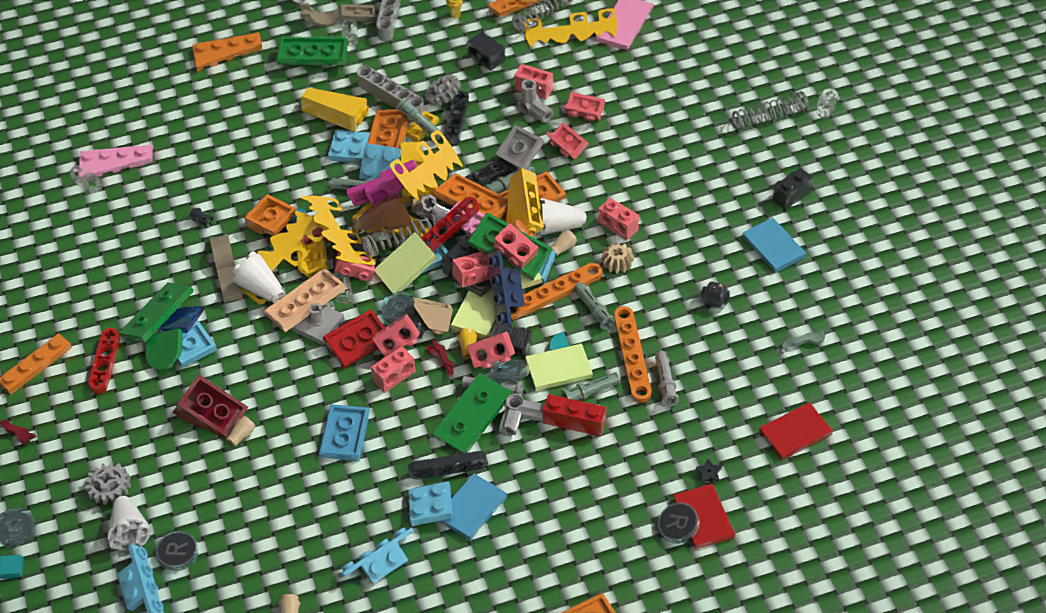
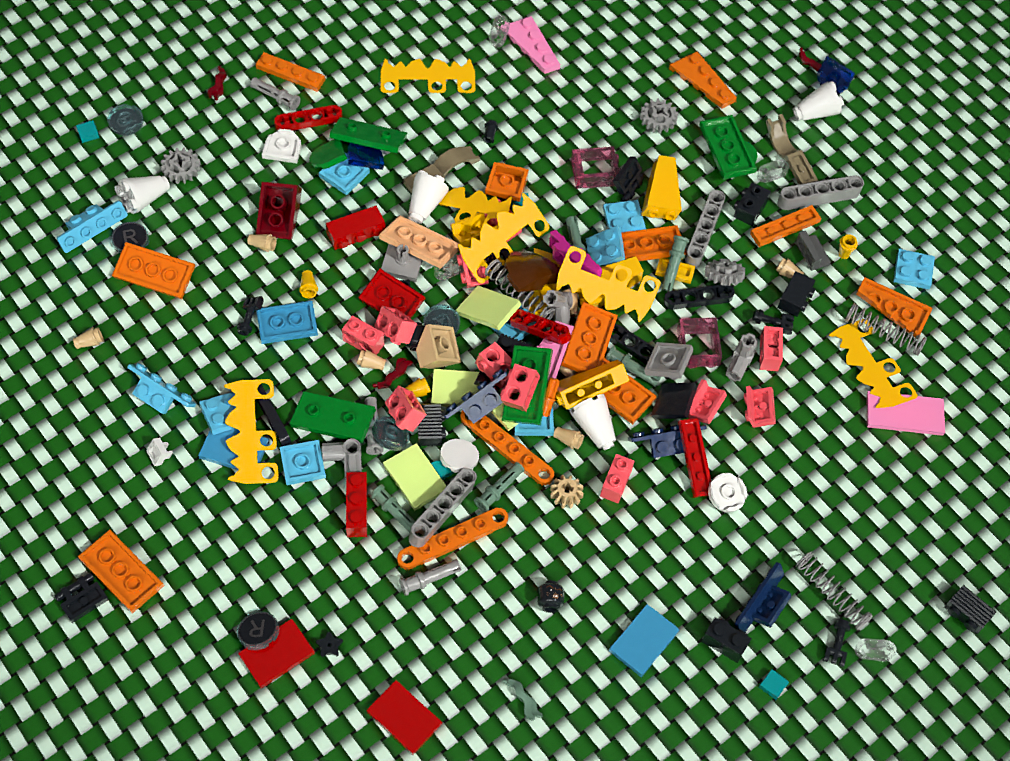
camera: 65 degrees right, 10 degrees up
(66, 376) = (281, 96): none -> light grey pin
(103, 244) = (437, 72): none -> yellow piece
(128, 390) = (282, 146): none -> white tile
(230, 534) = (153, 270): none -> orange plate
(251, 89) = (659, 115): none -> light grey gear
(263, 348) = (355, 227): none -> red brick
(290, 163) = (597, 179): none -> clear pink window
(312, 402) = (308, 285): none -> yellow cone
(314, 127) = (629, 179): none -> black plate
(338, 467) = (250, 306): none -> black hinge
(379, 54) = (751, 204): none -> black brick
(412, 40) = (785, 226): none -> orange plate
(419, 372) = (370, 360): none -> tan cone
(444, 32) = (812, 251): none -> dark grey panel
(453, 570) = (158, 452): none -> white tile
(456, 51) = (787, 268): none -> tan cone
(474, 489) = (248, 440): none -> yellow piece
(495, 83) = (784, 322): none -> black hinge
(502, 116) = (701, 326): none -> clear pink window
(511, 450) = (302, 462): none -> medium azure plate
(551, 326) = (458, 455): none -> white tile
(558, 159) = (674, 400): none -> black tile
(592, 176) = (663, 442): none -> dark blue bracket
(604, 348) = (438, 514): none -> light grey beam
(619, 160) = (695, 456): none -> red tile
(657, 151) = (727, 492): none -> white tile
(768, 152) = (766, 602): none -> dark blue bracket
(812, 36) = (970, 610): none -> black brick
(823, 129) = (842, 626): none -> black hinge
(838, 173) = (773, 684): none -> teal tile

